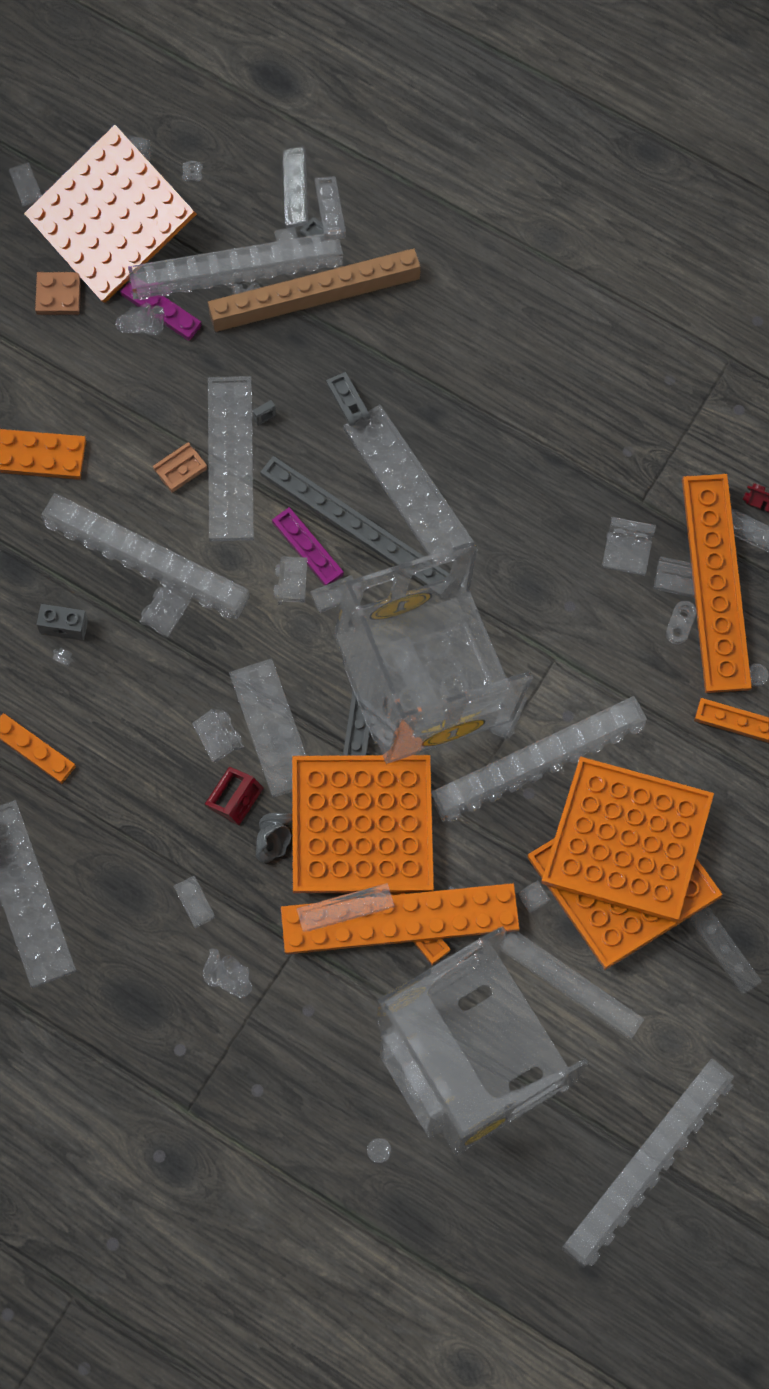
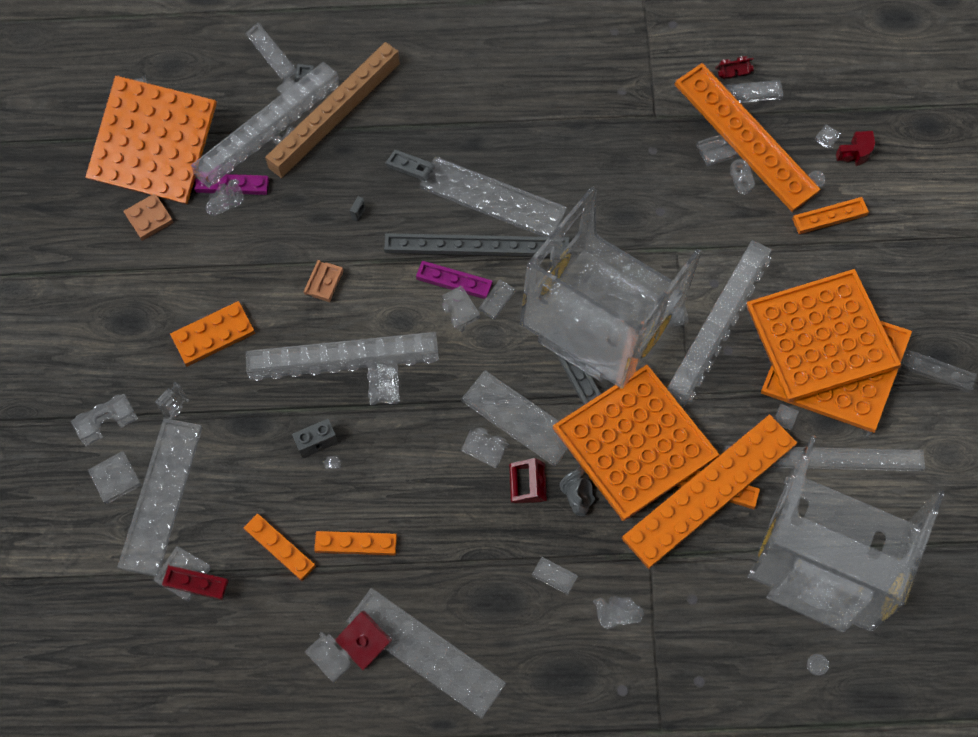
camera: 30 degrees left, 5 degrees down
(25, 184) = (72, 158): clear slope -> none
(192, 166) = (189, 78): clear plate -> none
(230, 459) = (356, 254): clear plate -> none
(330, 208) = (307, 50): clear plate -> none
(345, 907) = (670, 506): clear plate -> none
(628, 546) = (670, 148): clear bracket -> none

